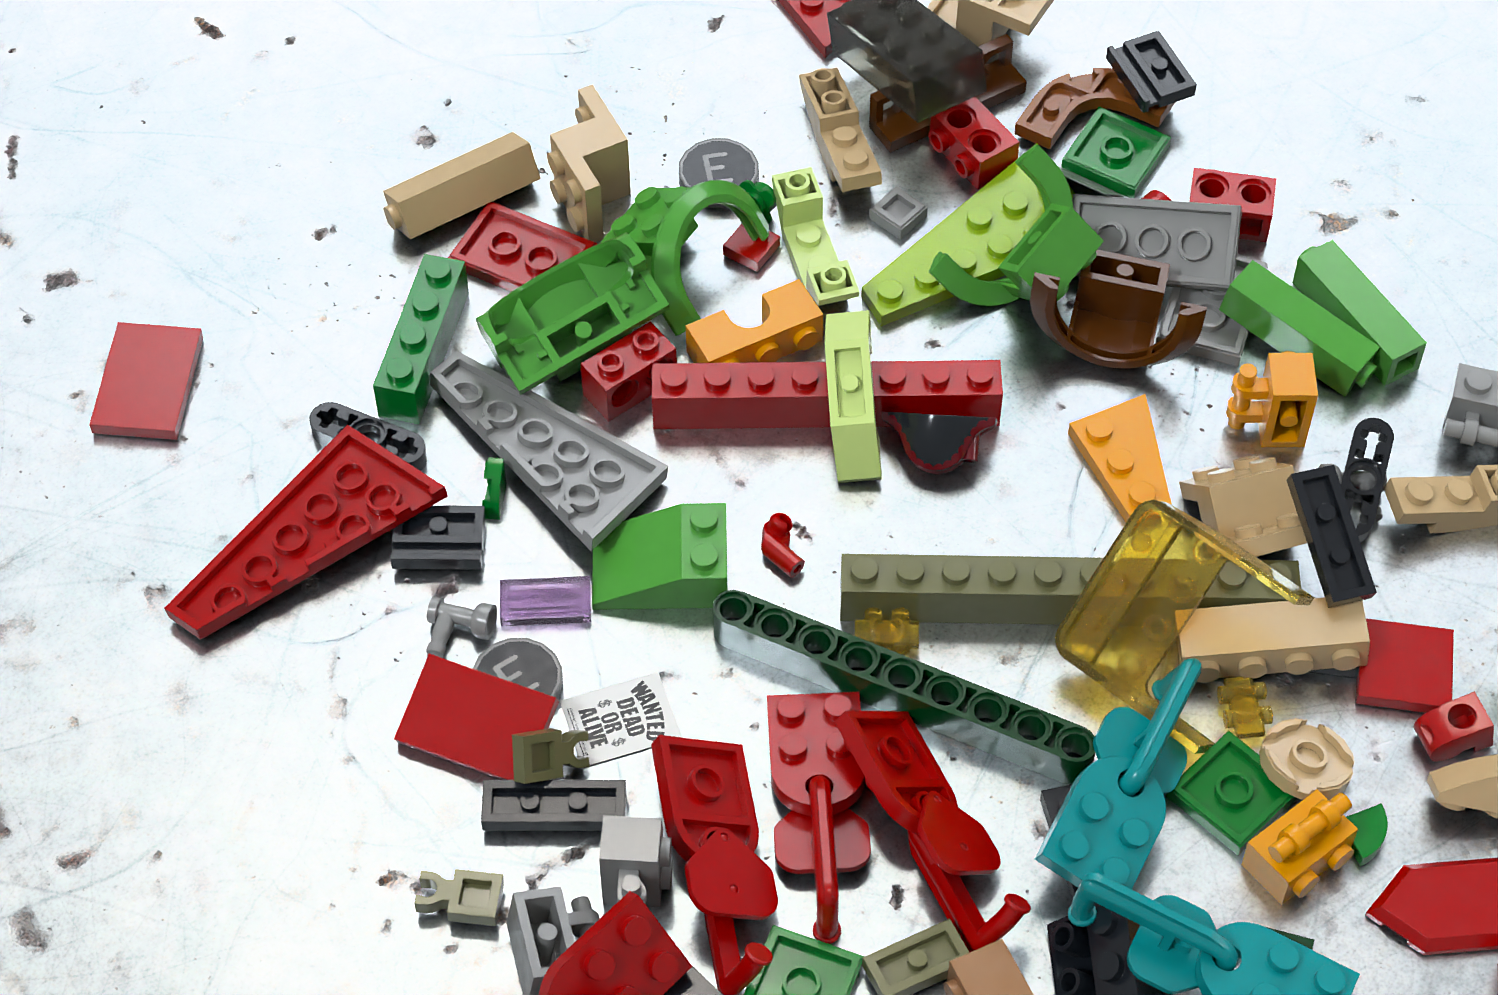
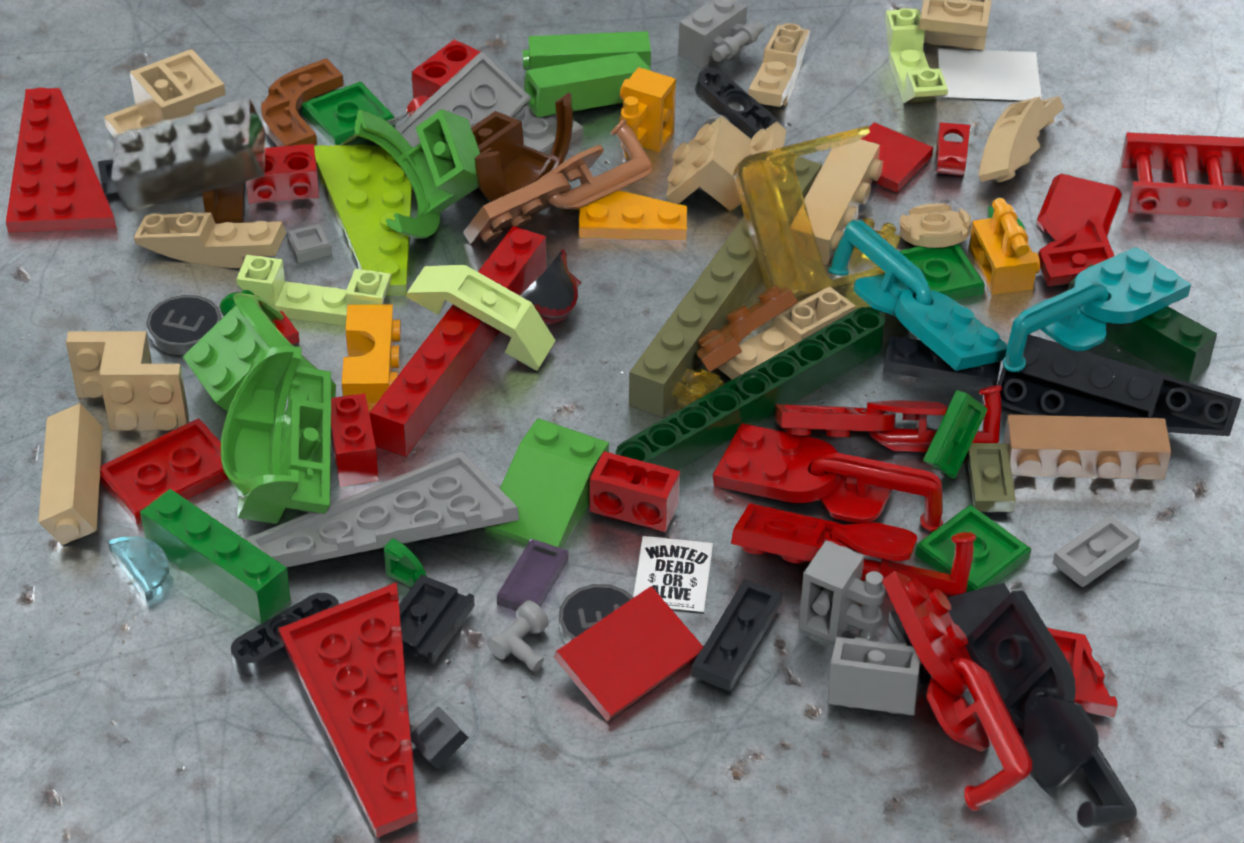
camera: 65 degrees left, 10 degrees down
(146, 381) = (99, 771): tile -> none
(294, 609) = (438, 737): none -> black plate
(391, 293) = (142, 562): none -> clear light blue tile
(469, 897) = (790, 716): plate -> none
(542, 754) = (696, 615): olive plate -> none
(686, 632) = (634, 491): none -> red brick
(776, 543) = (582, 423): red arm -> none
(933, 890) = (955, 434): none -> green tile
(994, 627) = (723, 345): none -> dark orange plate
(1021, 679) = (788, 329): none -> tan slope
(1091, 376) = (554, 188): none -> nougat plate
(1151, 71) = (305, 57): plate -> none
(1331, 536) = (792, 115): black plate -> none
(1355, 928) = (1074, 253): none -> red wing

